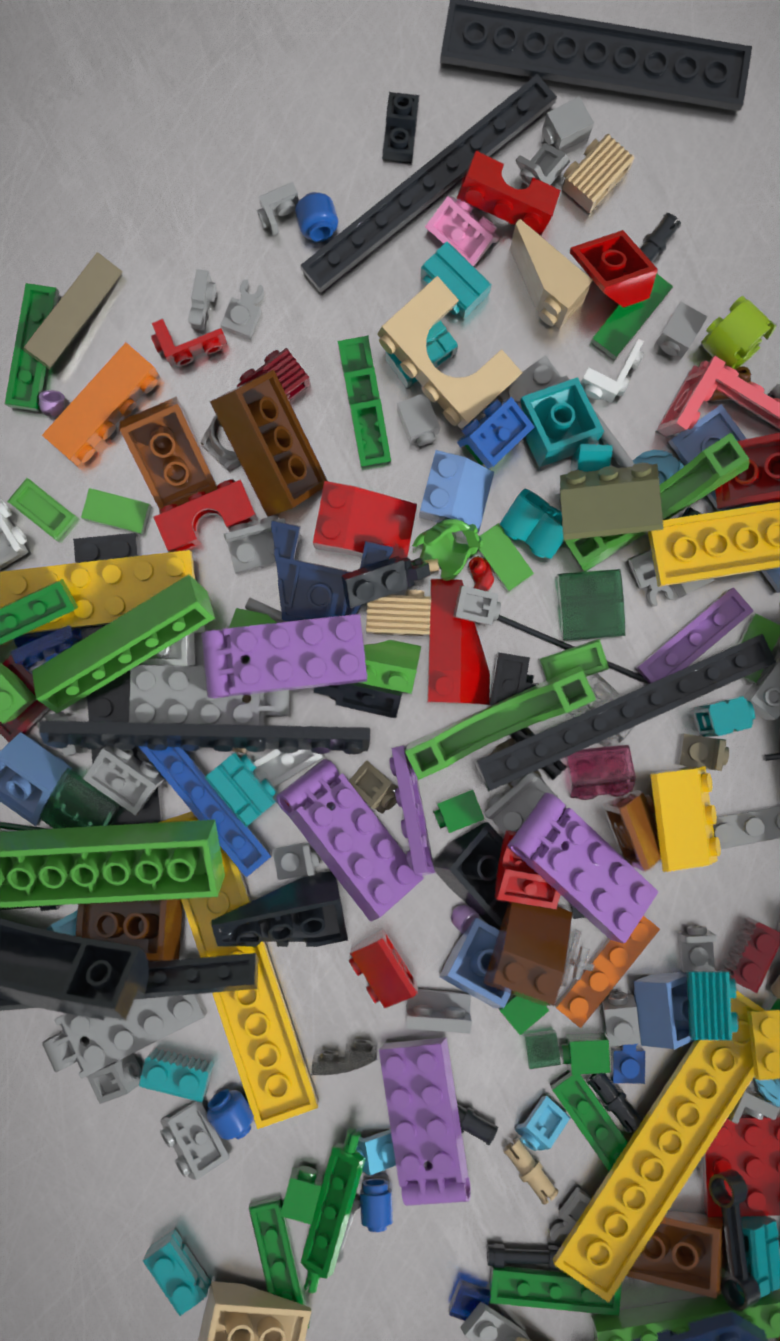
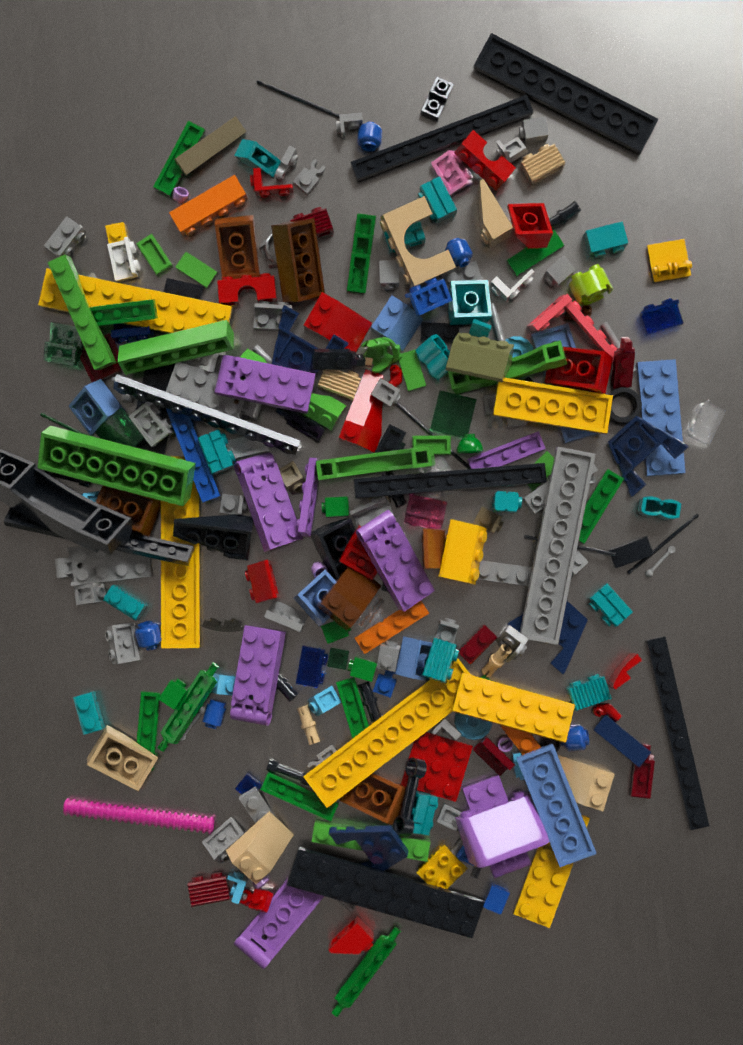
camera: 25 degrees right, 0 degrees up
(149, 302) = (257, 156): none -> teal slope
(190, 196) = (297, 98): none -> black piece
(504, 1077) = (311, 666): none -> clear blue bracket
(518, 346) = (459, 251): none -> blue head
(540, 480) = (443, 330): none -> black plate
(635, 644) = (469, 444): none -> green brick
(735, 256) = (606, 239): none -> teal brick

